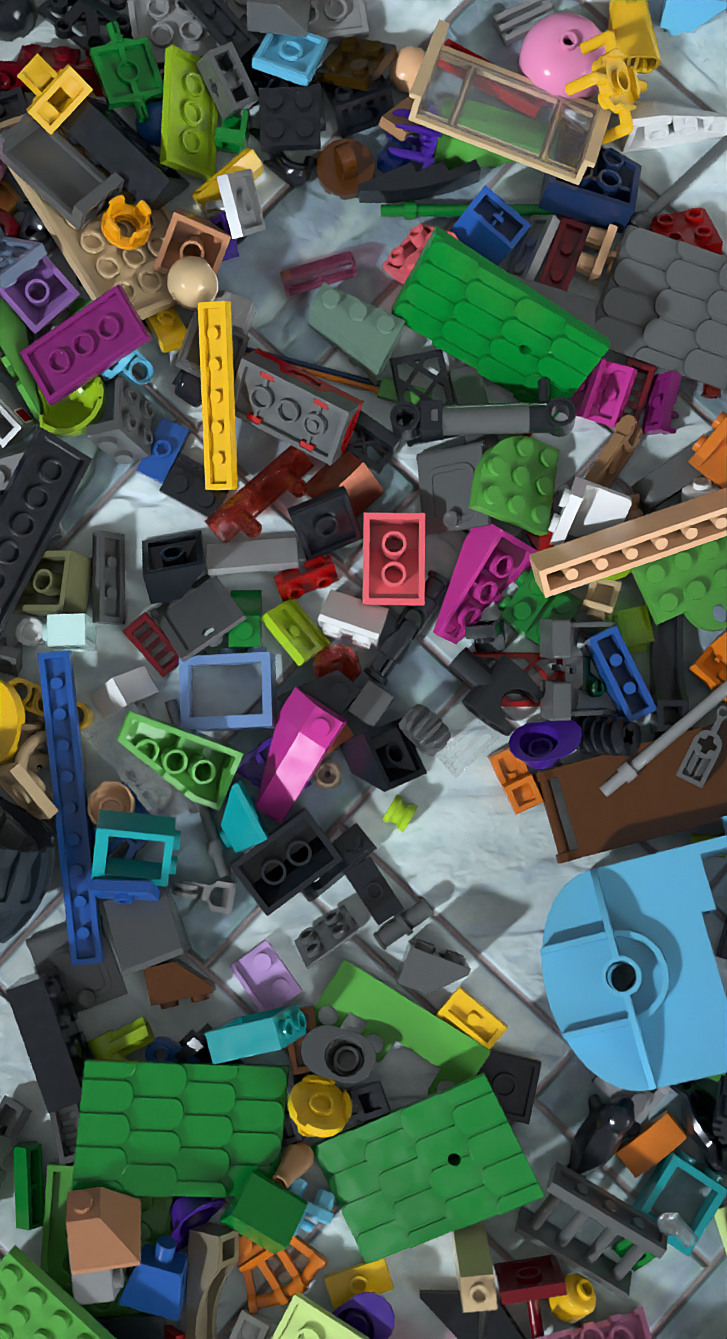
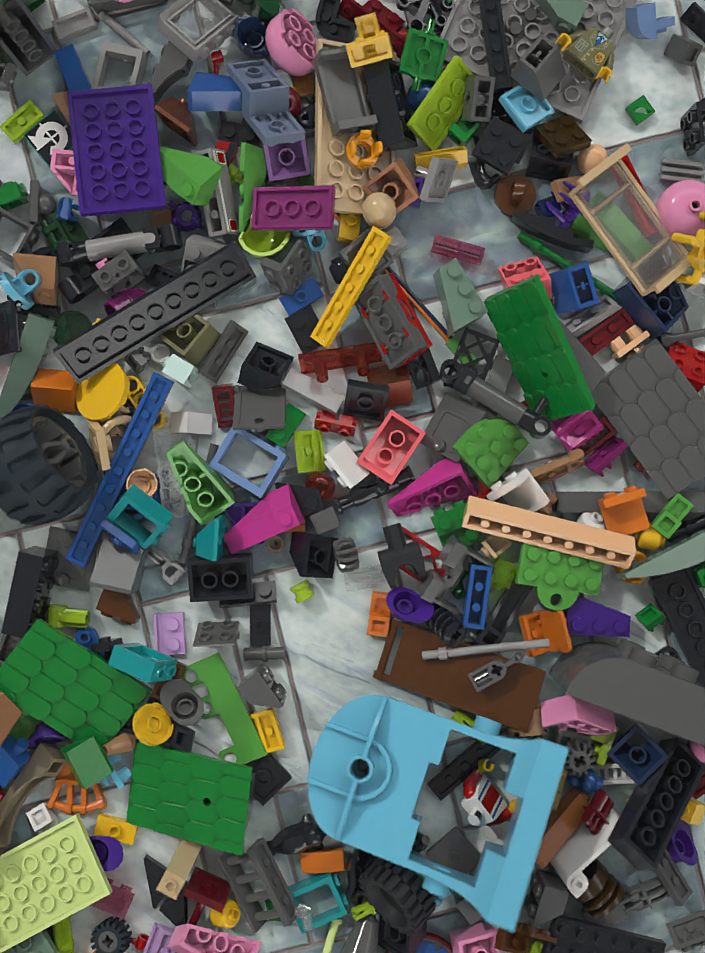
camera: 30 degrees right, 5 degrees up
(487, 635) = (416, 523): black bracket -> none

